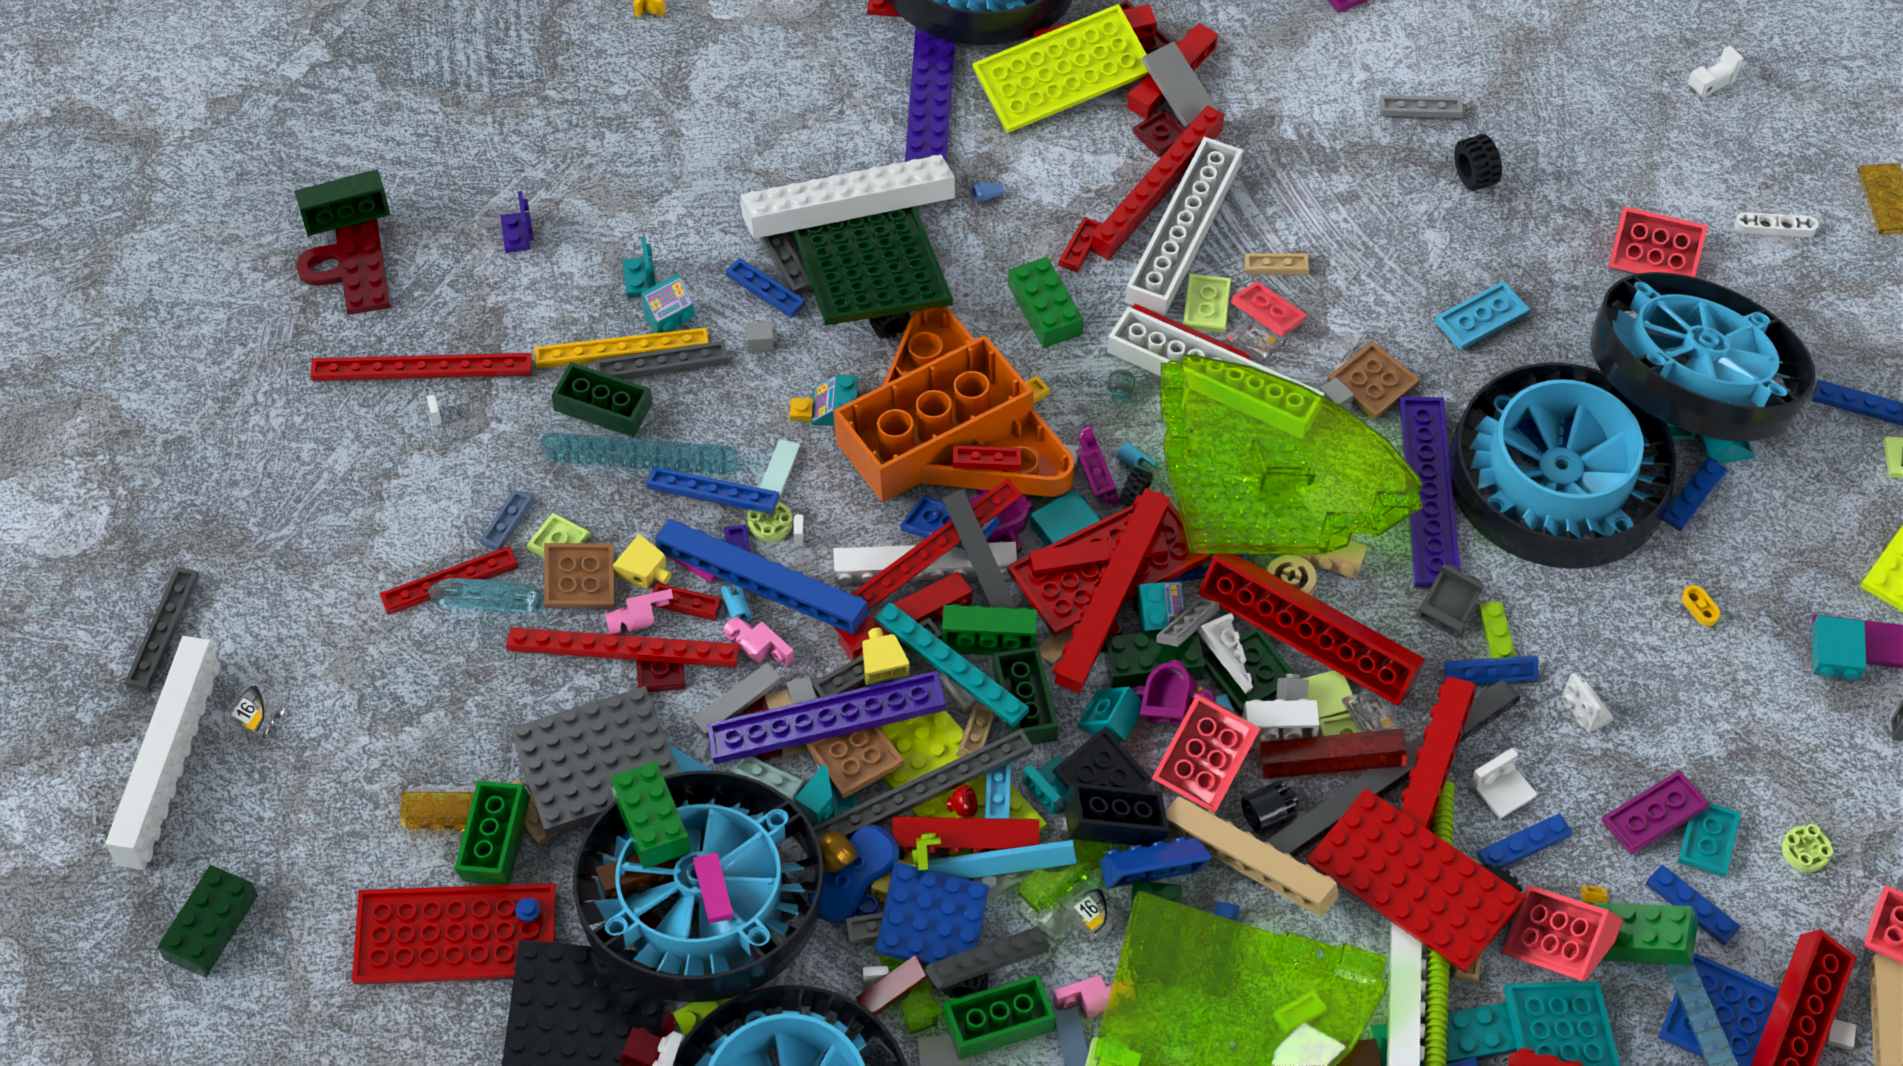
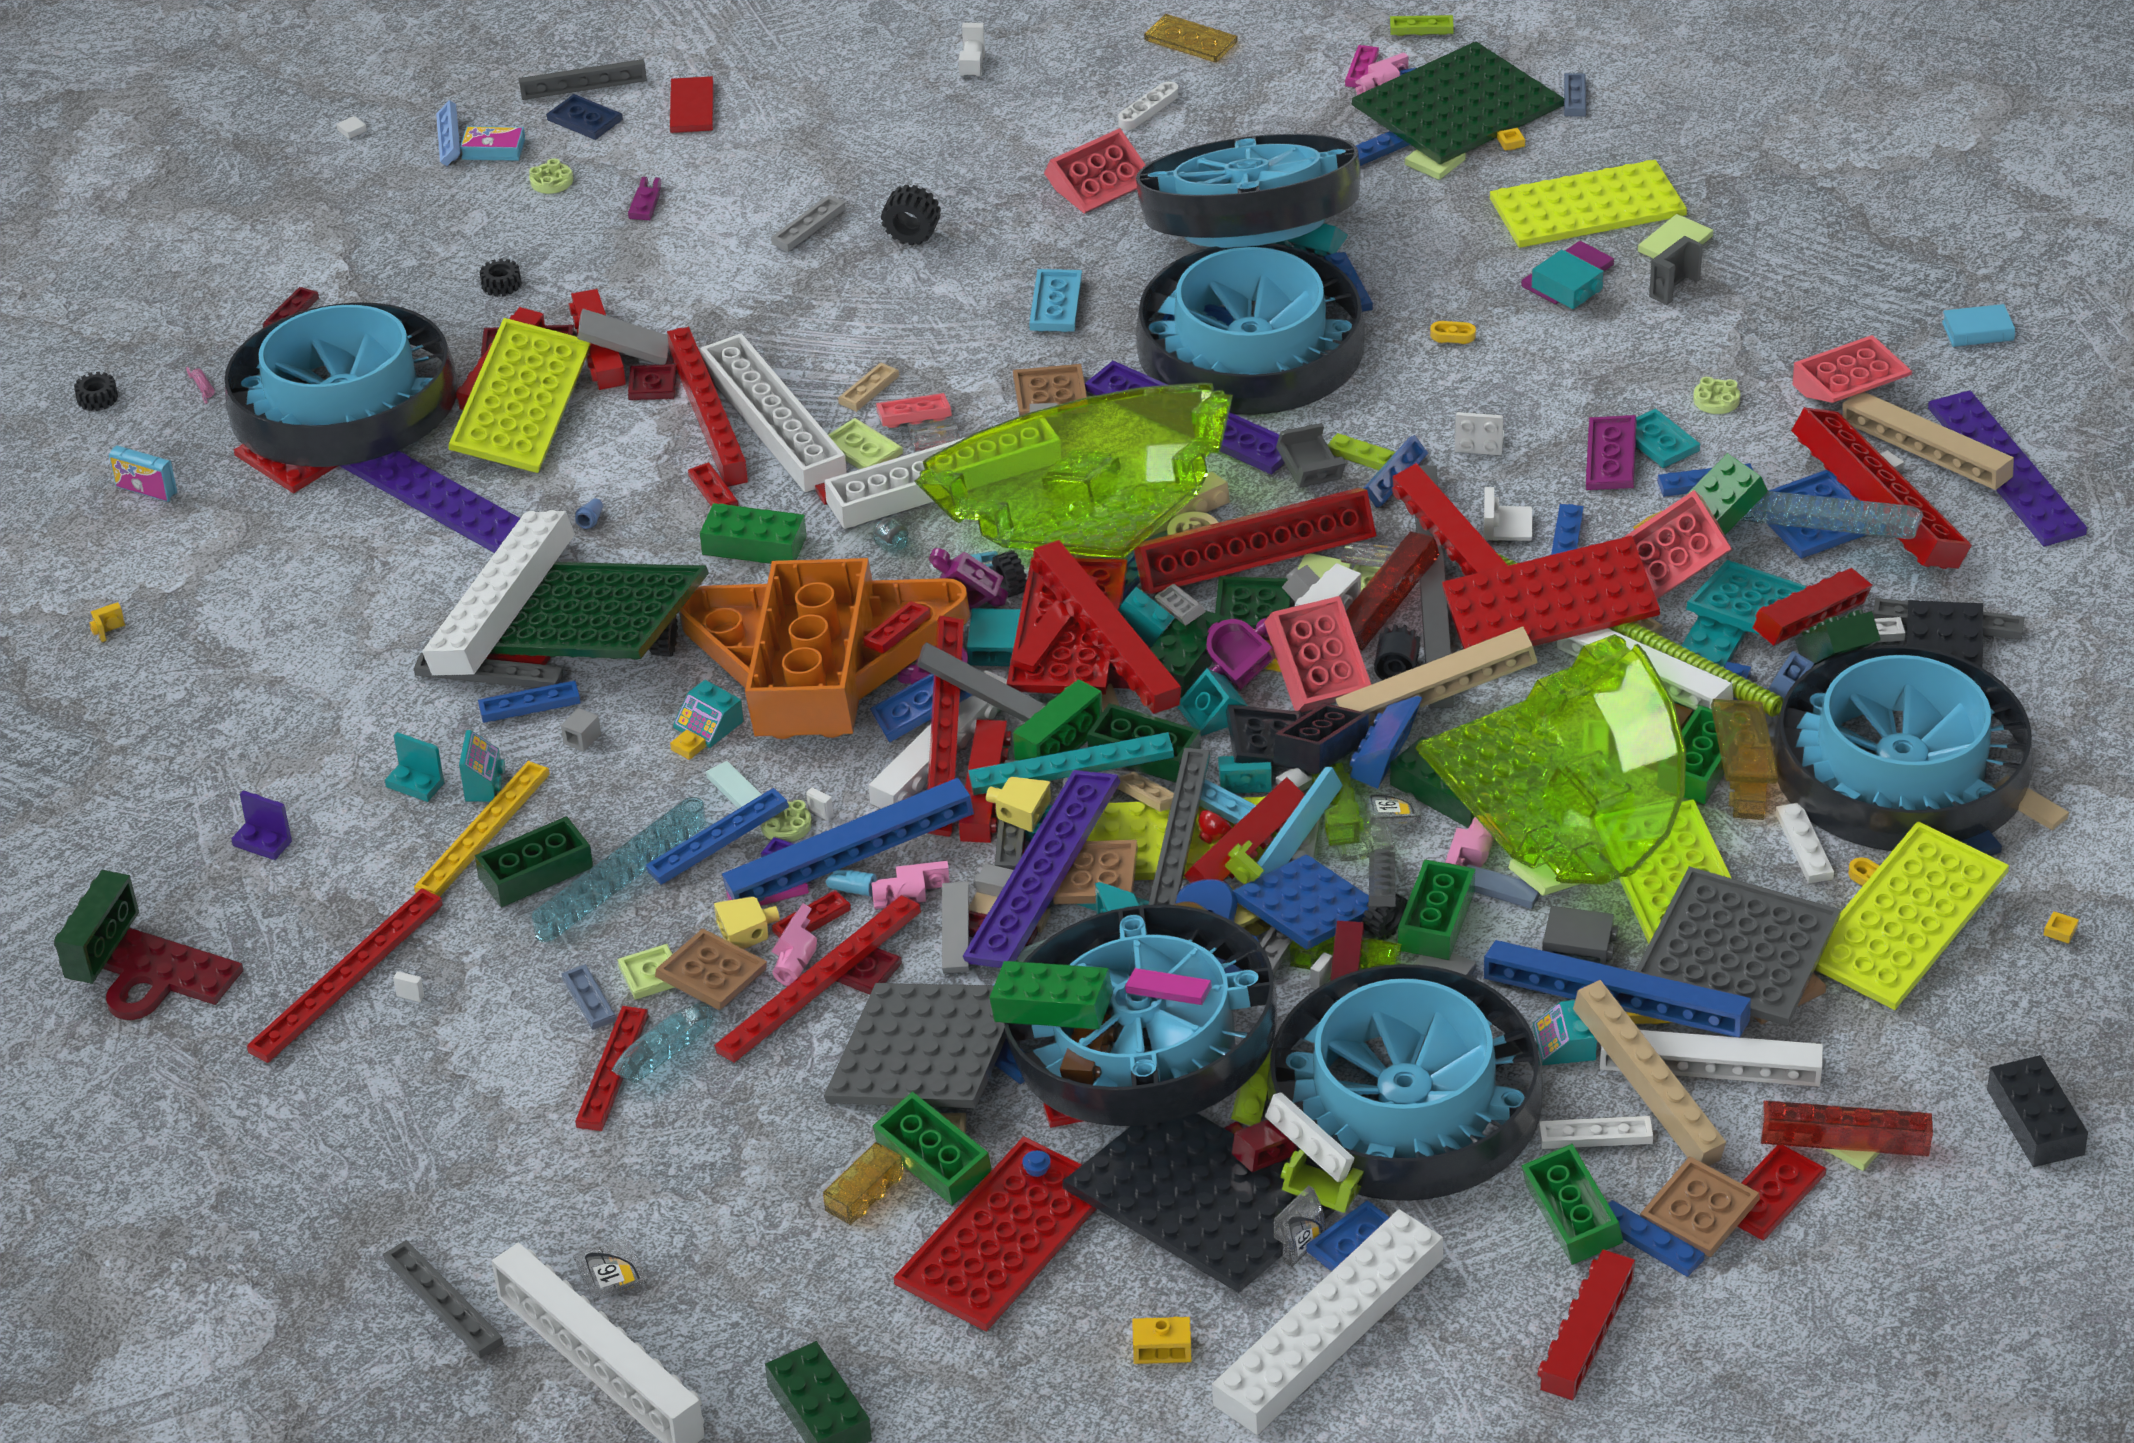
camera: 50 degrees left, 15 degrees down
(664, 360) = (536, 800): dark grey plate -> none
(1226, 646) = (1229, 600): white wing -> none

